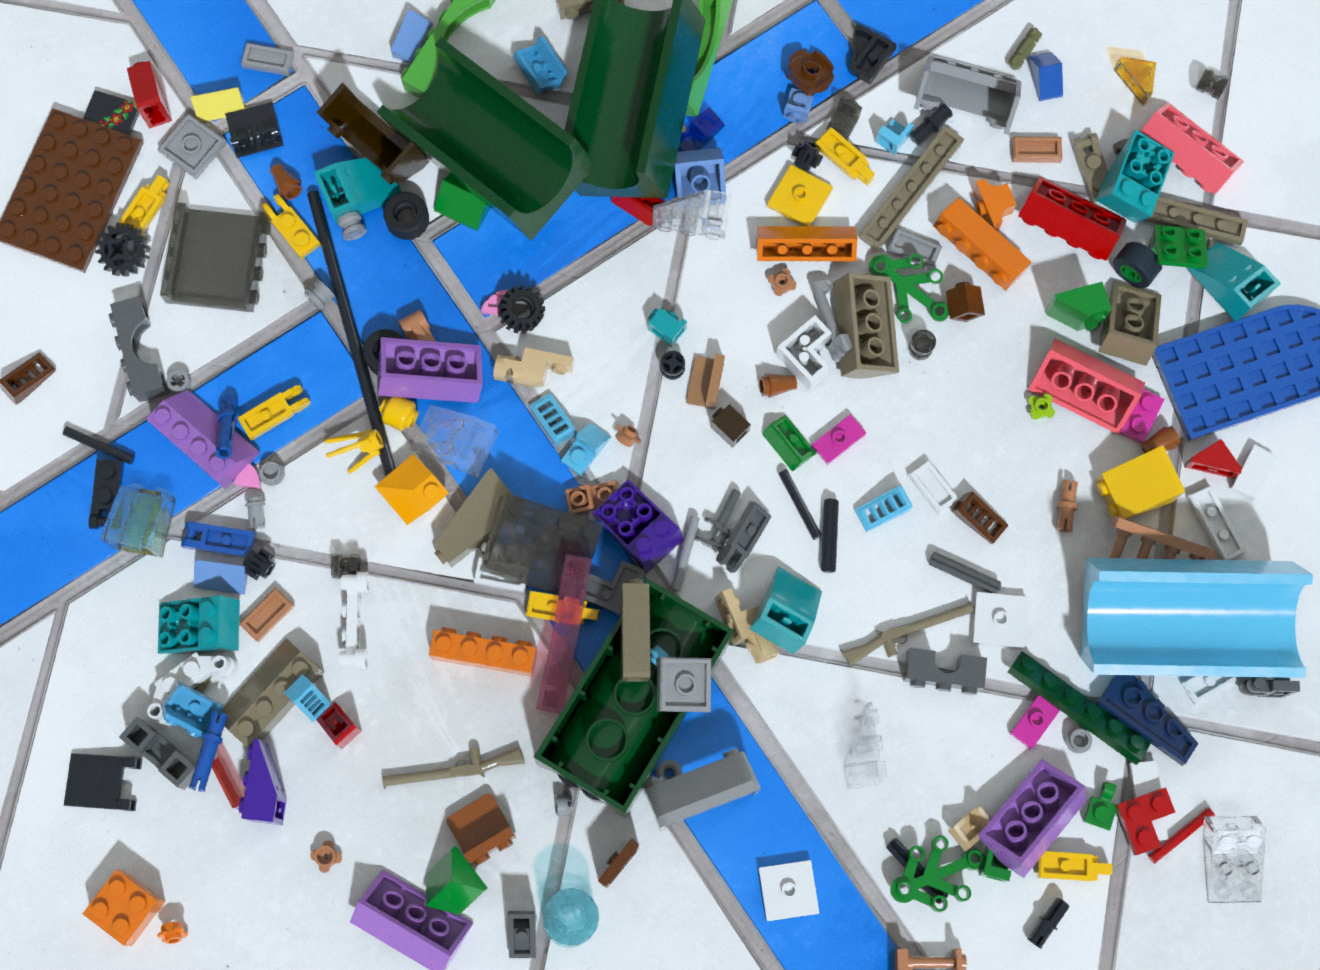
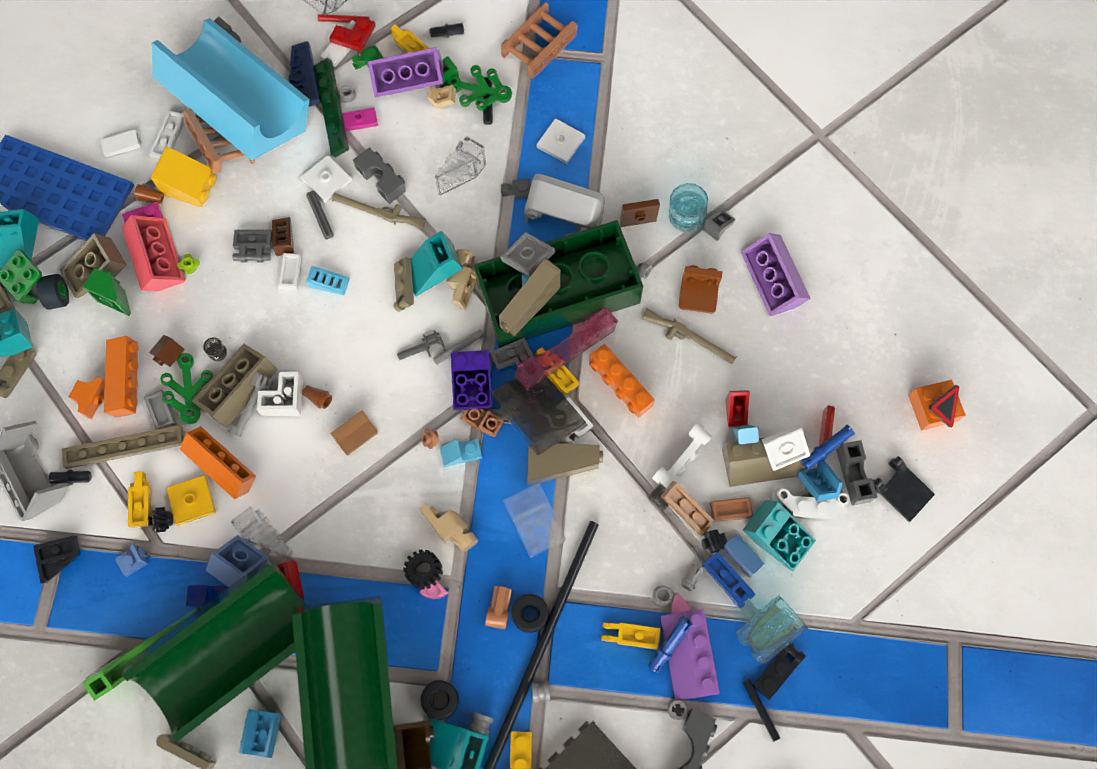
camera: 140 degrees left, 5 degrees down
(105, 895) = (946, 405): none -> piece
(172, 932) = (916, 371): orange plate -> none
(249, 707) = (786, 447): none -> white plate
(264, 792) = (811, 400): dark purple slope -> none
(308, 570) = (687, 508): none -> medium nougat plate
(318, 856) = (801, 341): nougat plate -> none
(368, 441) = (588, 559): yellow plant -> none
(399, 412) = (553, 566): yellow head -> none
(411, 489) = (585, 509): light orange slope -> none
(429, 370) = (513, 574): medium lavender slope -> none
(453, 883) = (738, 274): green slope -> none
(460, 204) = (400, 678): green slope -> none
(562, 436) = (468, 469): medium azure slope -> none
(666, 325) = (346, 484): teal brick -> none
(672, 359) = (362, 455): black wheel -> none
(730, 425) = (366, 394): dark brown brick -> none
(743, 537) = (419, 326): dark grey hinge -> none
(780, 289) = (257, 460): nougat plate -> none
(780, 789) = (519, 188): none -> dark grey plate
(788, 443) = (343, 360): green slope -> none
(799, 504) = (370, 321): black bar -> none
(801, 568) = (403, 284): none -> dark tan plate
(806, 81) = (109, 581): reddish brown plate -> none
(830, 535) = (370, 291): black axle -> none
(838, 439) = (314, 338): dark pink plate -> none
(845, 117) = (114, 526): clear smoke bracket -> none
(893, 136) = (97, 488): medium azure panel -> none
(1004, 485) = (252, 239): none -> dark grey plate
(1037, 149) = (29, 409): nougat tile -> none
(1067, 506) = (231, 204): nougat pin -> none
(1072, 219) = (56, 349): red slope -> none
(1215, 460) = (131, 164): red slope -> none

